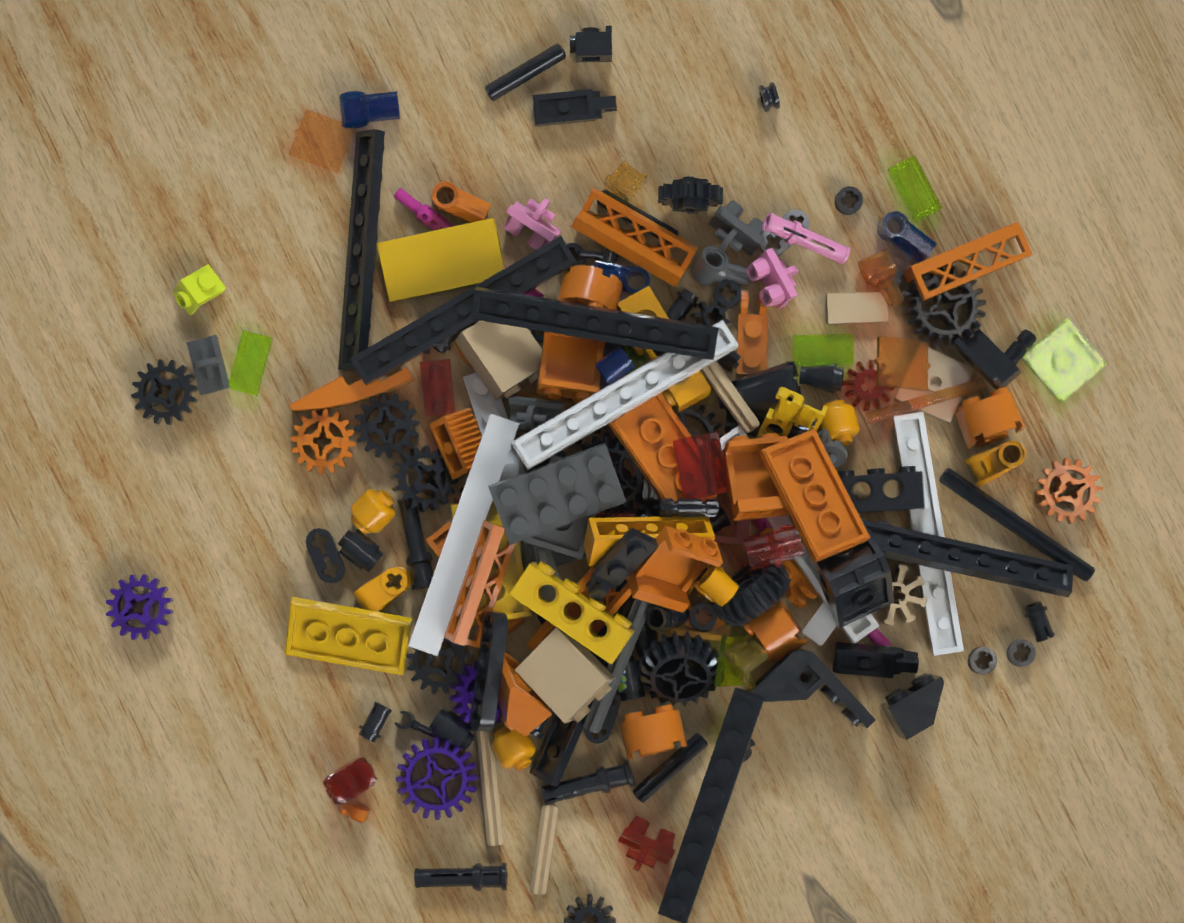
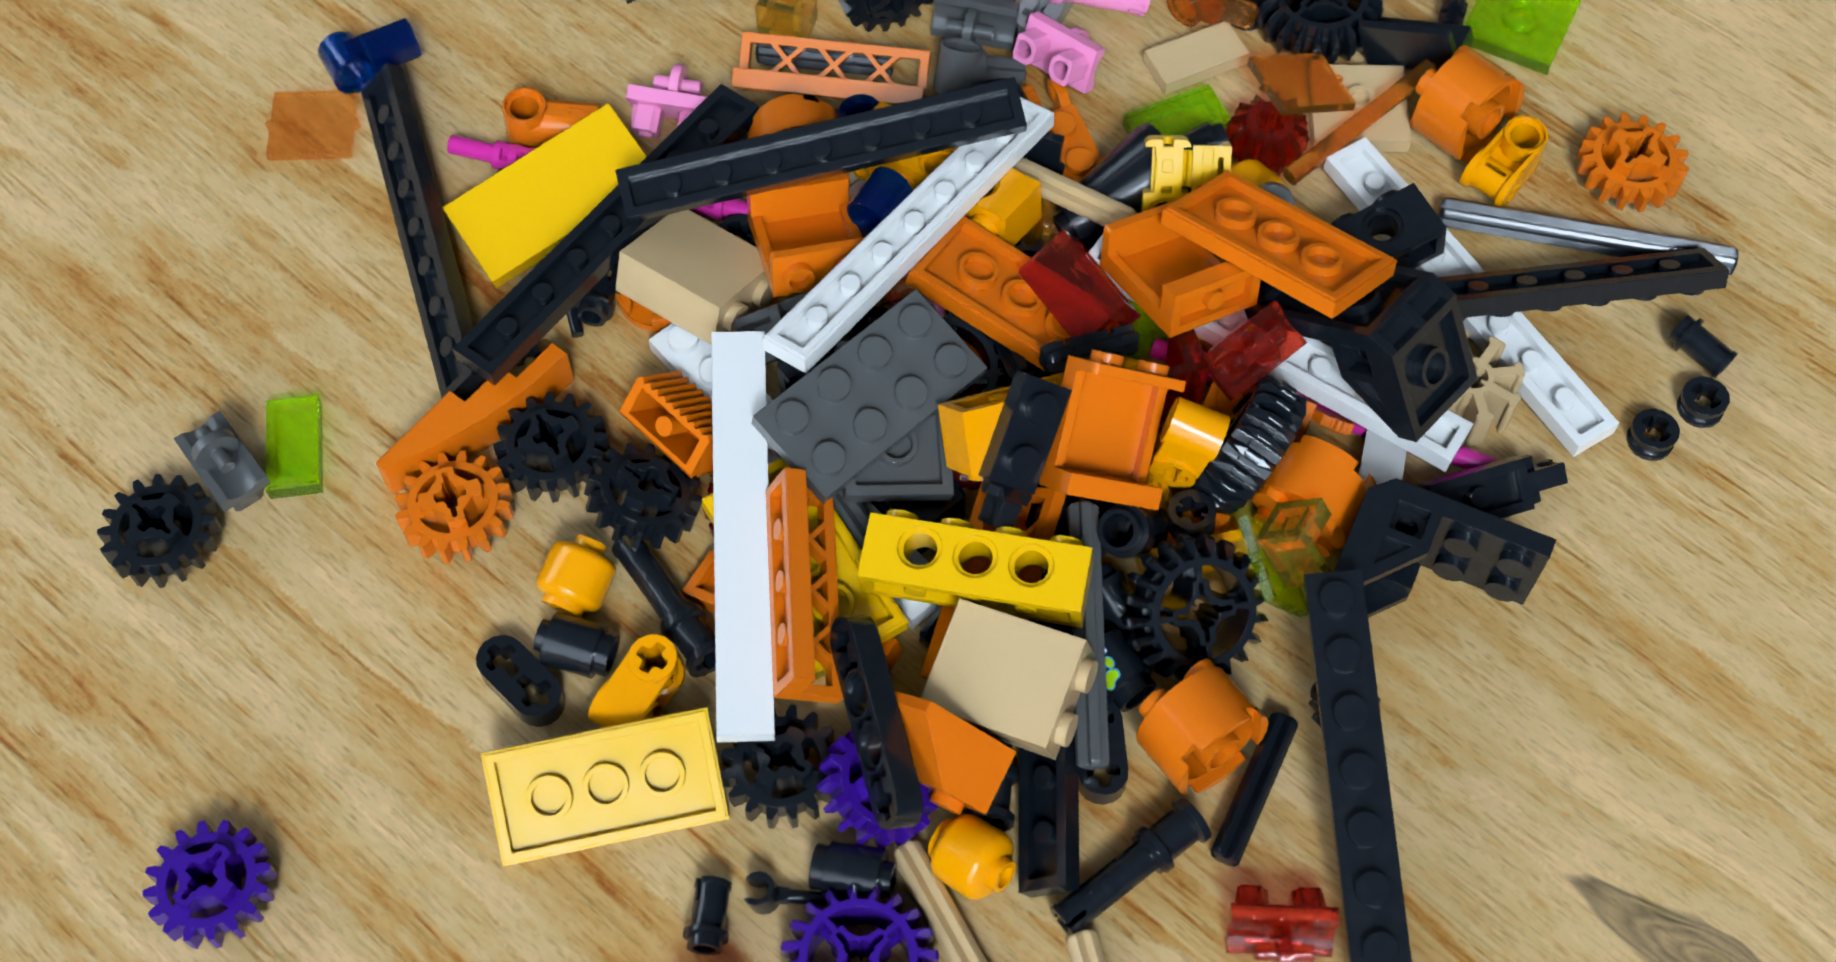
camera: 20 degrees left, 25 degrees down
(198, 289) = (170, 368): neon yellow bracket -> none
(437, 387) = (611, 358): clear red hips -> none
(916, 707) = (1597, 519): black slope -> none

